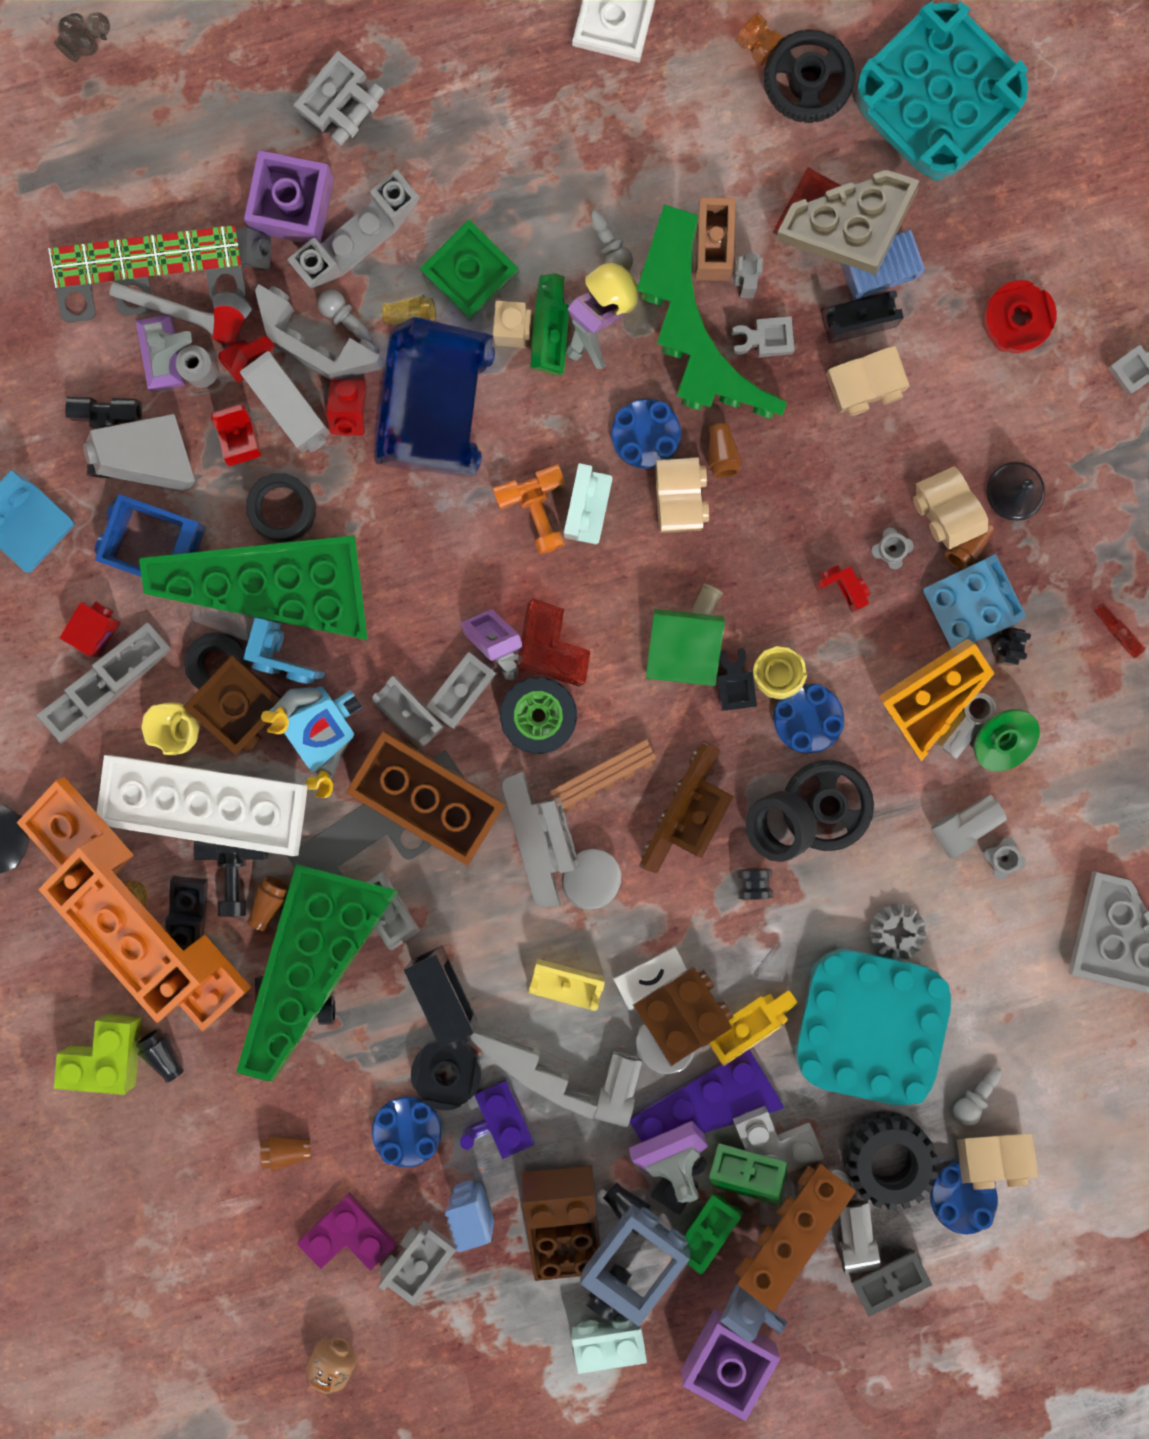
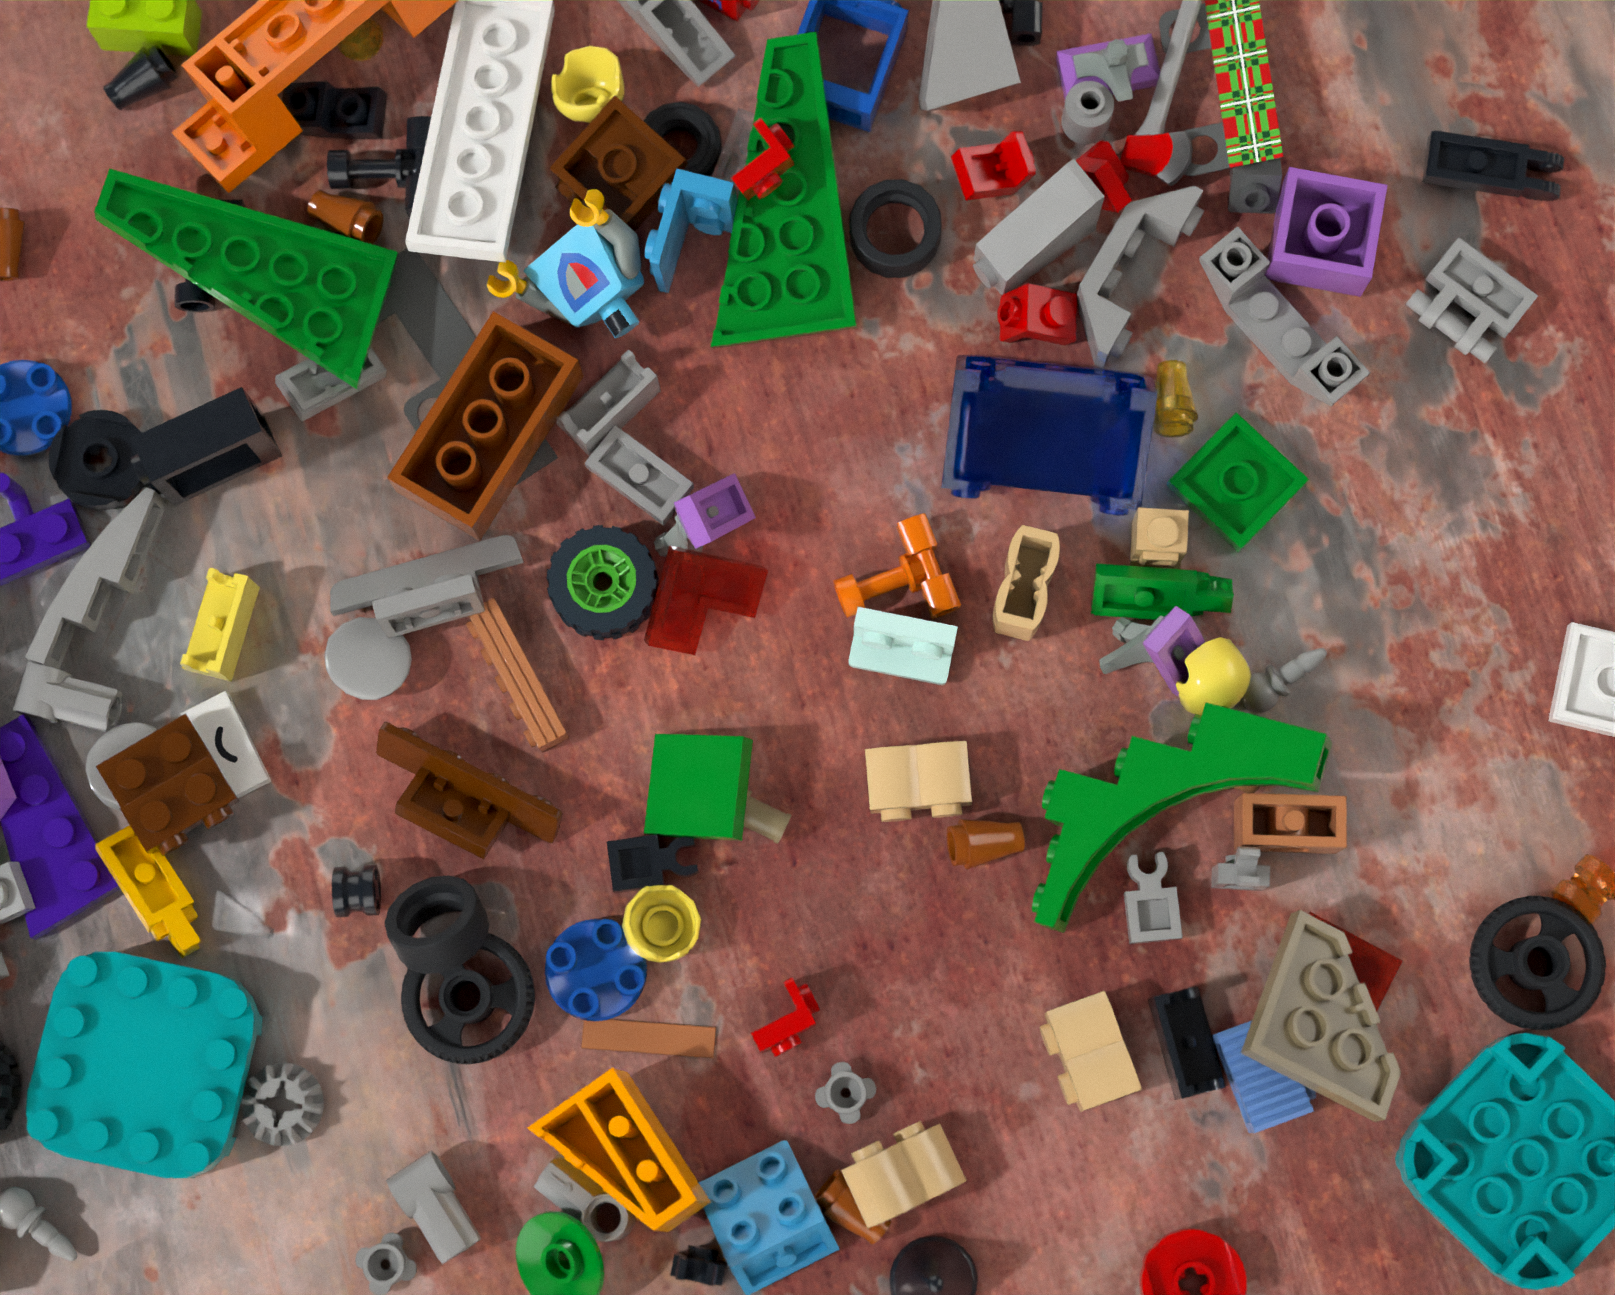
camera: 90 degrees right, 10 degrees down
(239, 82) = (1490, 166): none -> black hinge
(246, 596) = (764, 172): none -> red bracket
(332, 305) = (1179, 295): light grey bar -> none
(534, 415) = (1024, 590): none -> tan brick
(645, 433) = (1009, 731): blue dish -> none
(853, 681) = (649, 1038): none -> nougat sticker

